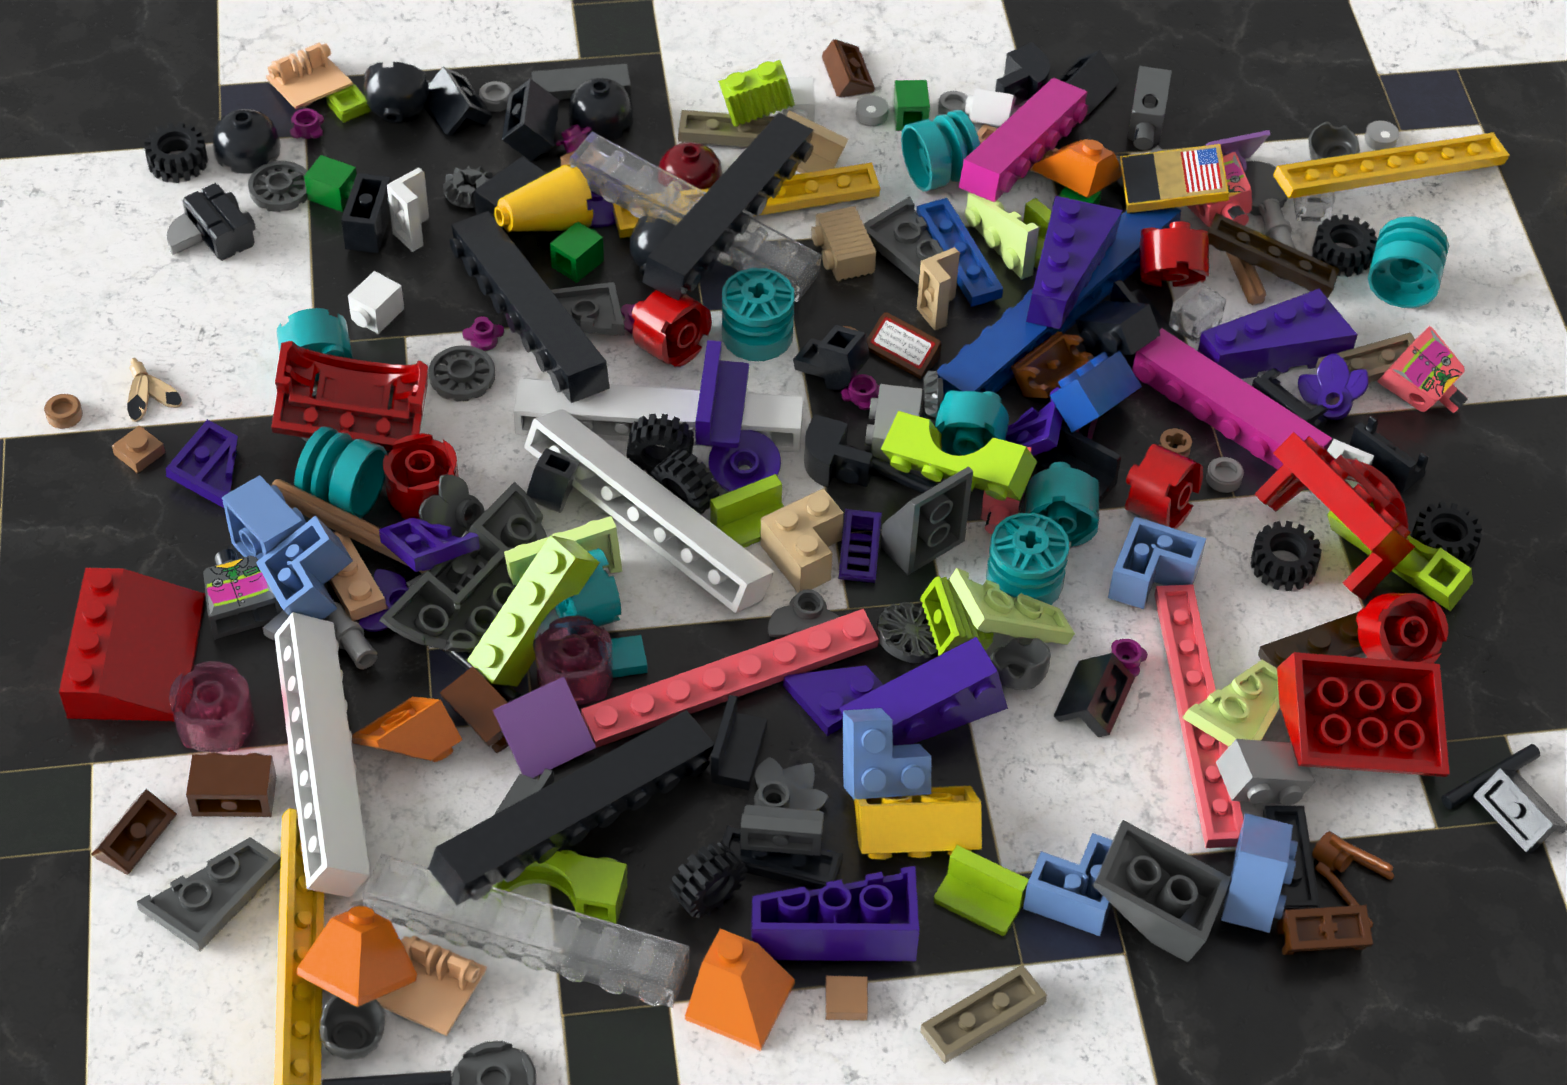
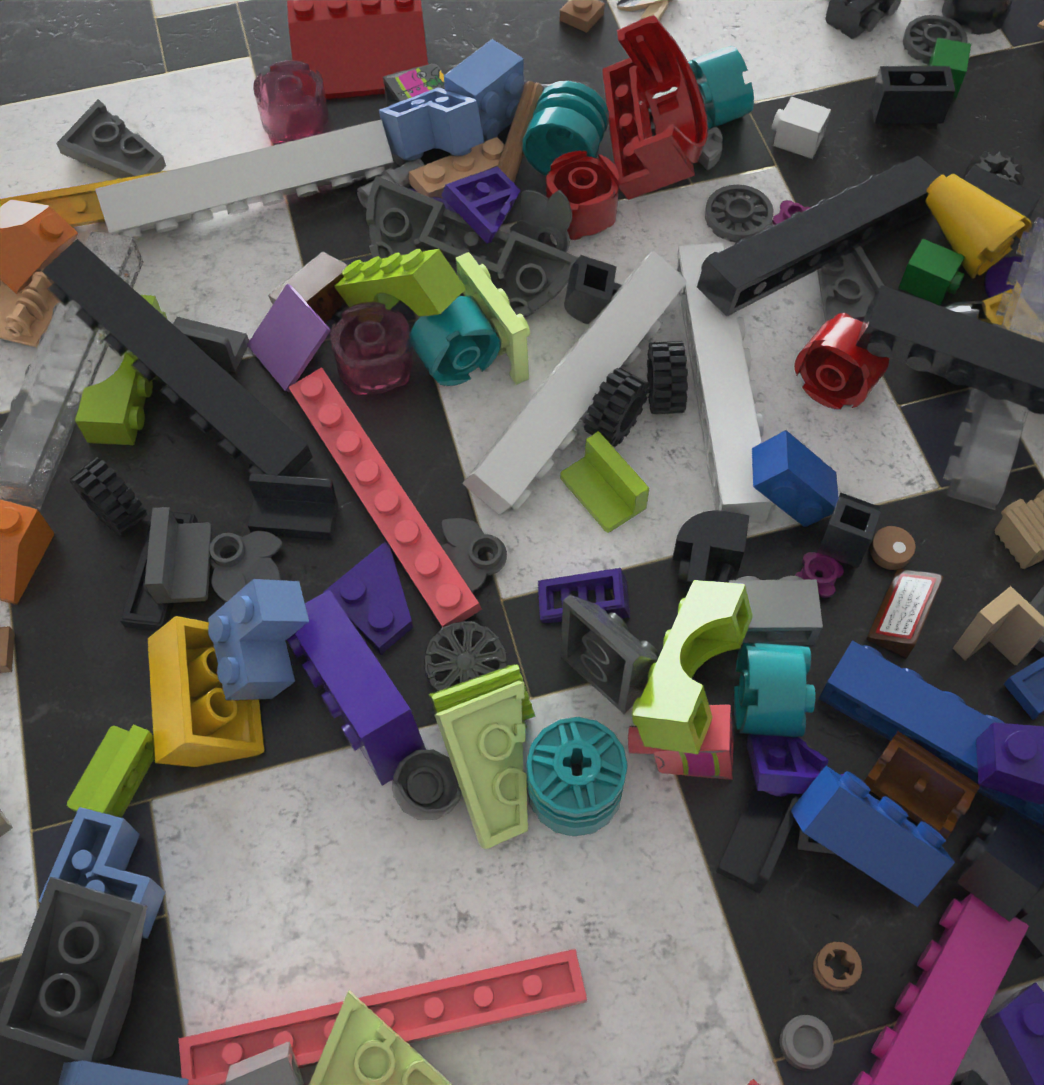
camera: 85 degrees right, 10 degrees up
(134, 832) = (177, 90): reddish brown slope -> none
(206, 462) = (572, 54): dark purple wing -> none
(231, 785) = (218, 128): reddish brown brick -> none
(306, 124) = (1023, 39): magenta plate -> none
(408, 208) = (928, 119): white panel -> none
(412, 729) = (278, 240): orange slope -> none
(628, 656) = (401, 400): teal tile -> none
(720, 399) = (736, 411): dark purple panel -> none
(753, 451) = (673, 449): dark purple dish -> none
(757, 314) = (890, 442): teal wheel -> none
(788, 376) = (794, 478): none -> blue brick
(800, 538) = (572, 525): tan brick -> none
(841, 921) = (60, 638): dark purple wedge -> none
(932, 395) = (824, 640): dark grey gear -> none
(1067, 498) = (672, 811): teal brick -> none
(1096, 693) = (399, 884): black panel -> none
(1131, 650) = (458, 906): magenta plate -> none
(1151, 556) = (615, 927): medium blue brick -> none
(1163, 486) = (738, 945): red brick -> none

